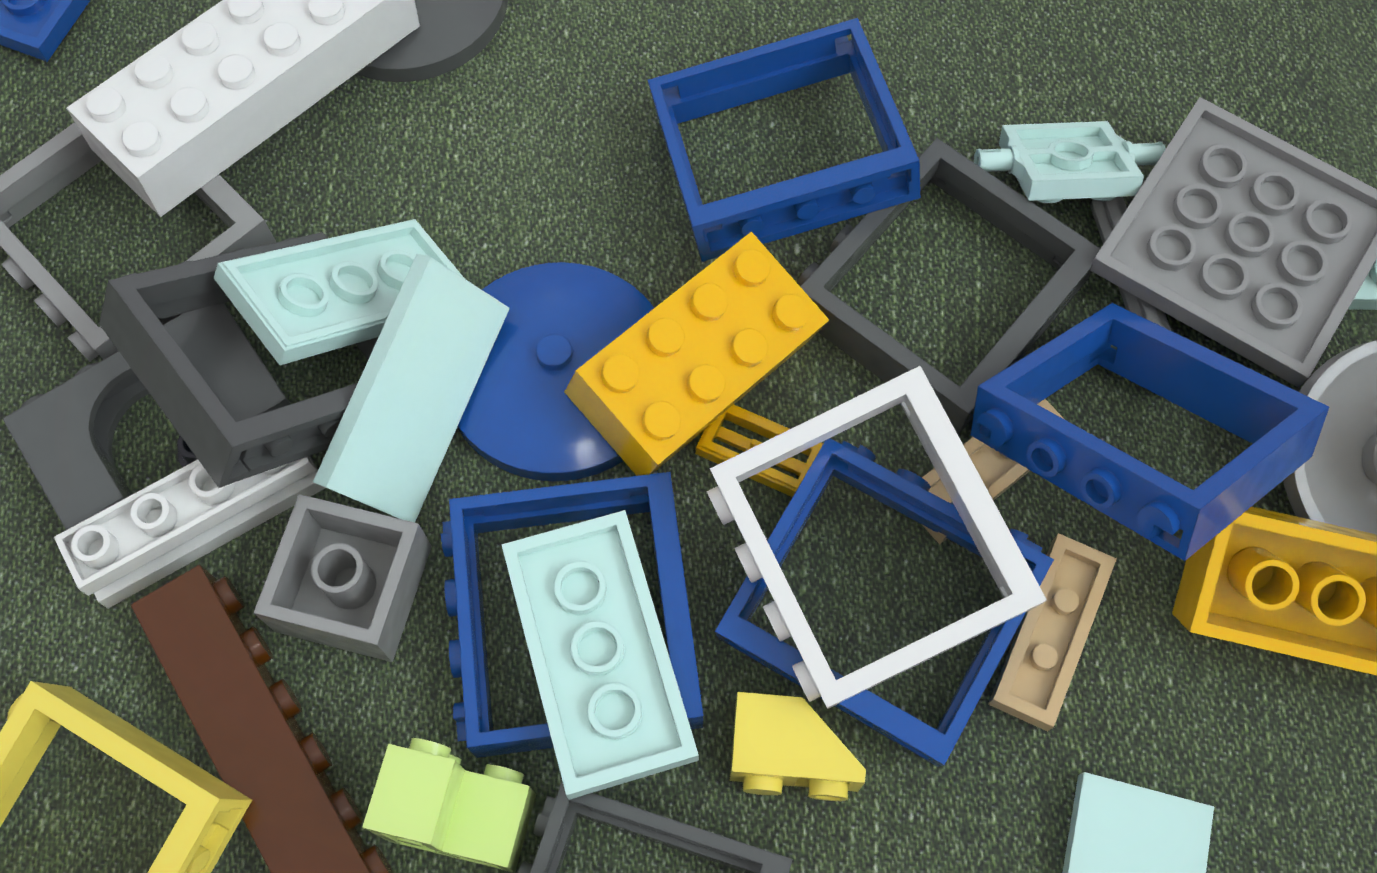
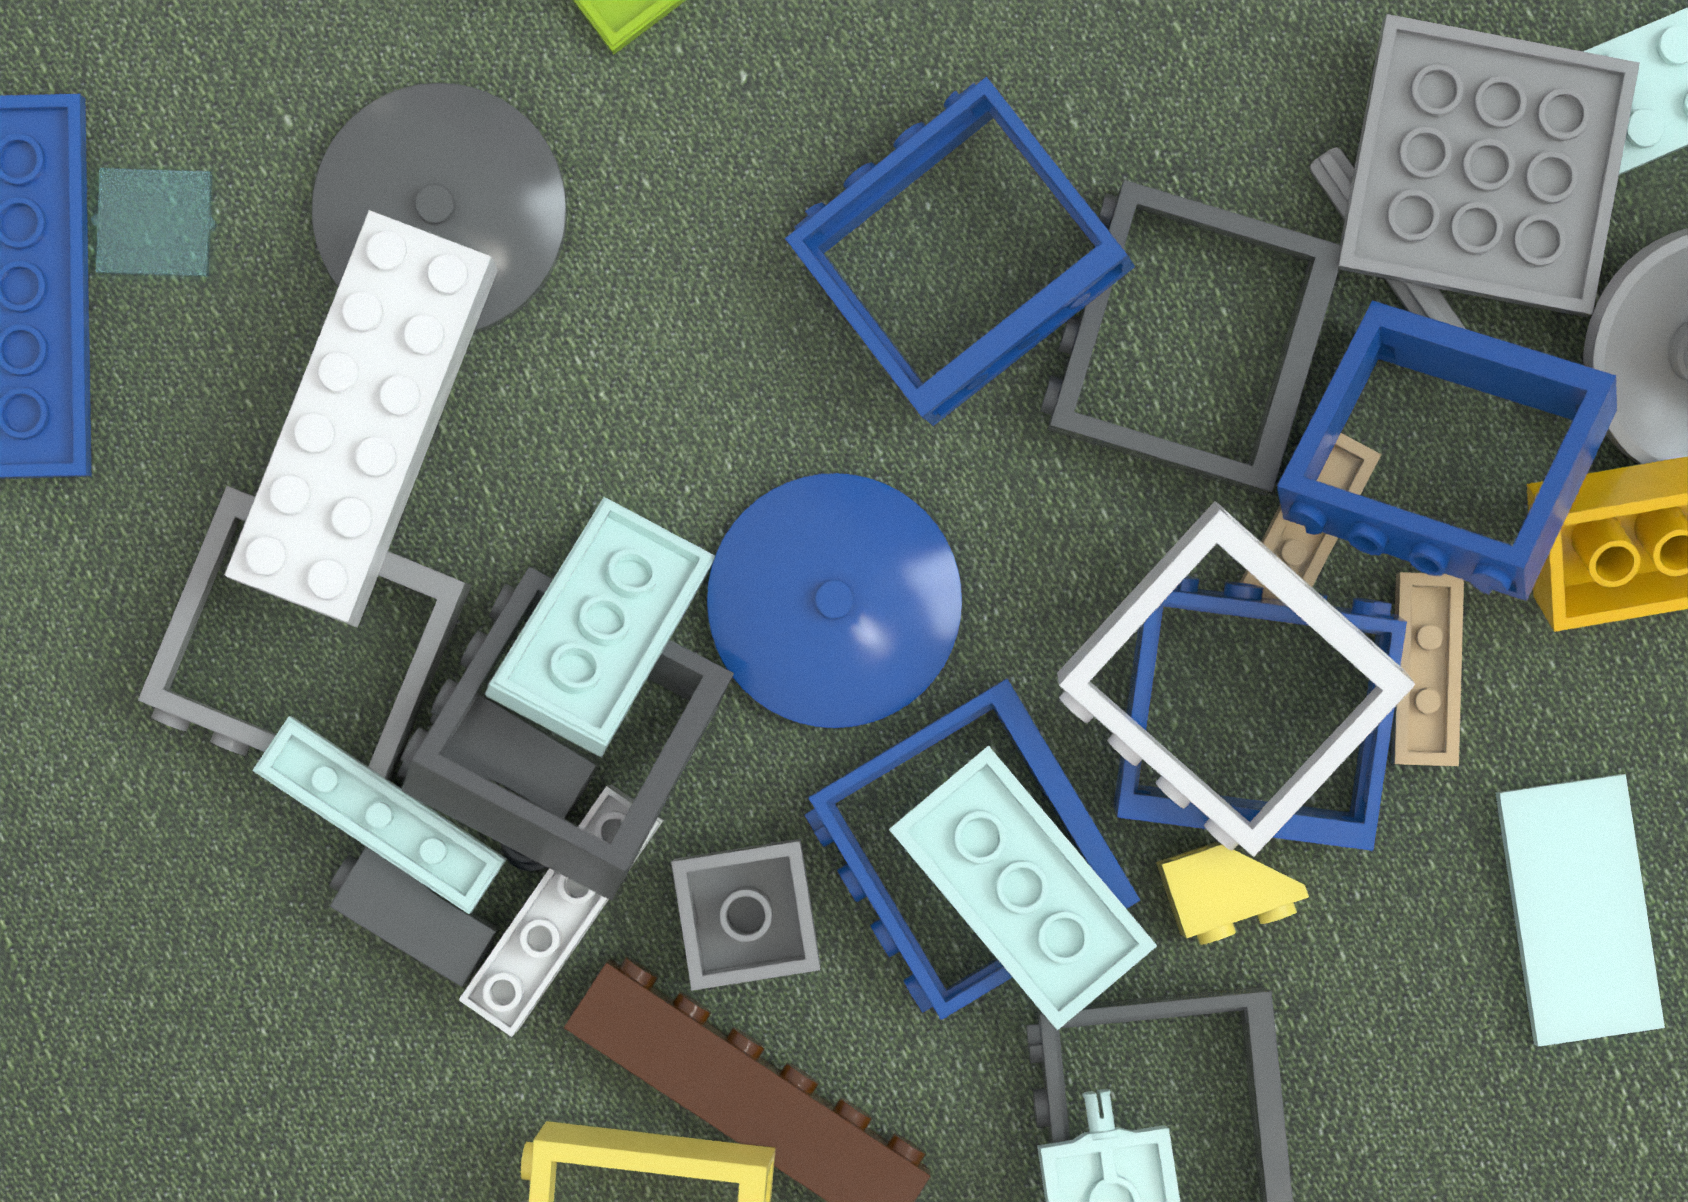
camera: 25 degrees left, 20 degrees up
(87, 363) = (379, 814): none -> light aqua tile
(412, 391) = (725, 710): light aqua tile -> none
(441, 808) = (954, 1074): yellowish green brick -> none
(695, 355) = (981, 544): yellow brick -> none
(770, 477) = (1021, 597): yellow tile -> none
(1070, 160) = (1271, 138): light aqua plate -> none

